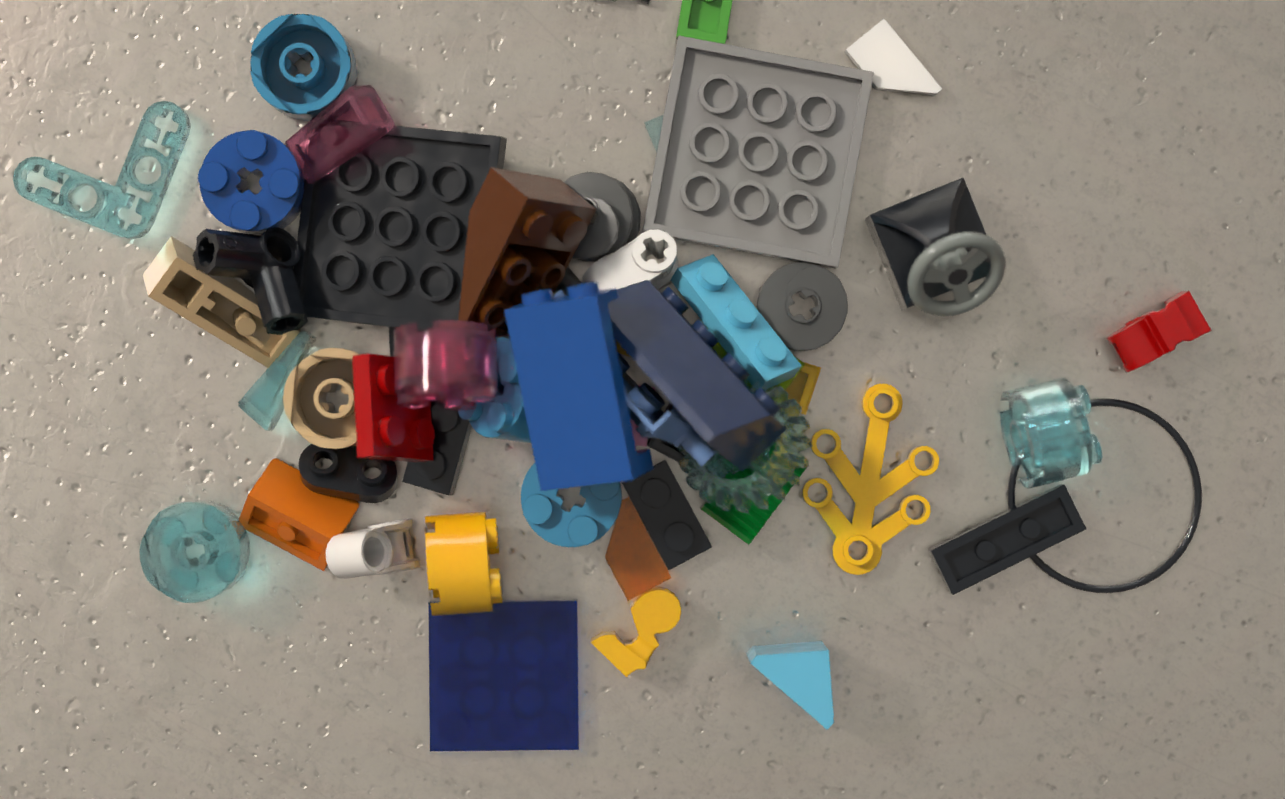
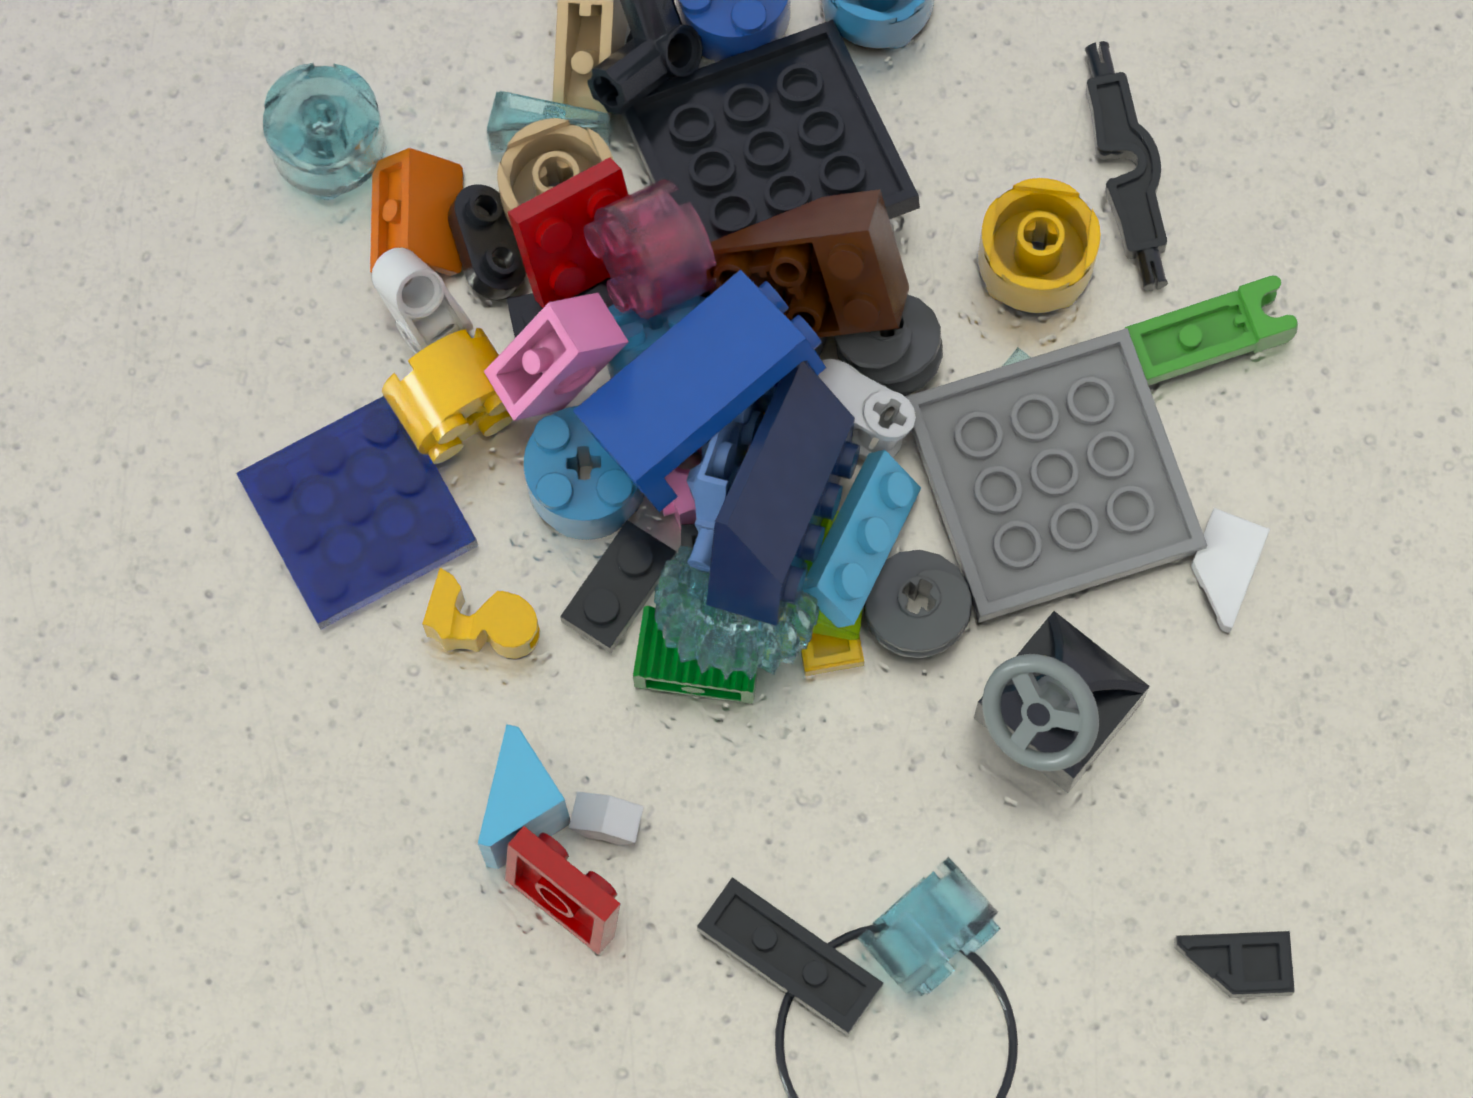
camera: 60 degrees right, 15 degrees down
(340, 132) = (834, 48): clear pink slope -> none
(489, 479) = (556, 356): none -> bright pink brick
(576, 37) = (1034, 278): none -> yellow brick
(633, 554) = (557, 572): clear orange tile -> none
(837, 616) = (605, 818): none -> white piece
(868, 488) = (764, 779): yellow plant -> none
(899, 668) = (574, 900): none -> red plate
(1159, 332) = (1103, 992): red leg -> none
(1182, 219) = (1242, 962): none -> black tile

